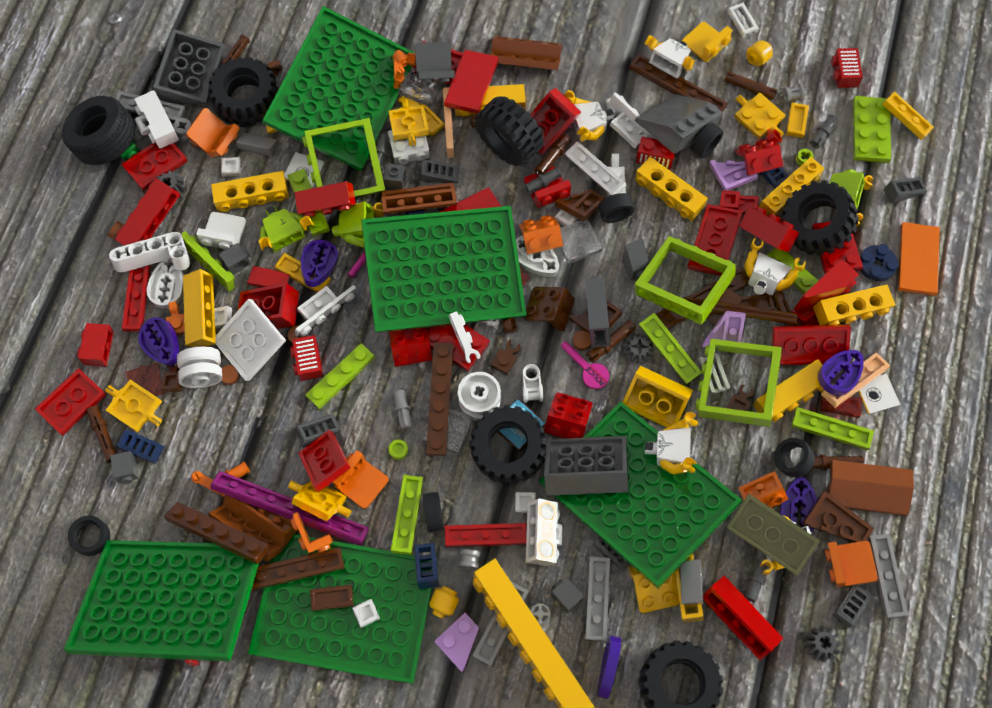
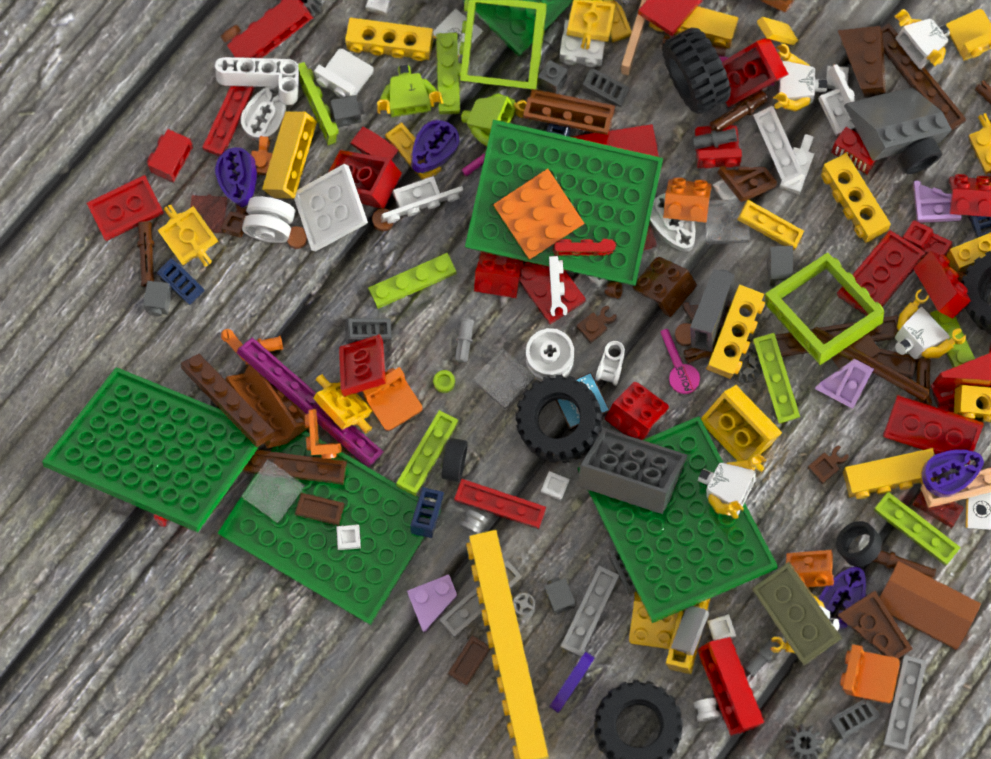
camera: 25 degrees right, 5 degrees up
(76, 527) = (95, 340): black tyre -> none
(222, 316) = (311, 171): white plate -> none
(285, 597) = (273, 491): none -> clear plate
(307, 357) = (384, 250): red brick -> none
(325, 199) = (465, 79): red brick -> none
(426, 283) = (538, 214): none -> orange plate
(439, 399) = (506, 343): reddish brown plate -> none
(444, 601) = (431, 555): yellow head -> none
(474, 298) = (585, 248): none -> red hinge
(511, 682) = (469, 660): none -> reddish brown tile
(543, 532) = (560, 523): white piece -> none
(558, 83) = (777, 31): none -> yellow tile
(612, 231) = (770, 224): none -> yellow tile
(616, 208) = (783, 199): black tyre -> none
(618, 350) = (743, 298): none -> yellow brick
(633, 82) = (866, 56): none -> reddish brown wedge
(712, 571) = (721, 628): none -> white tile
(722, 375) = (816, 404): white tile -> none
(730, 646) = (706, 709): none -> white wheel
(733, 415) = (864, 461): lime window -> none

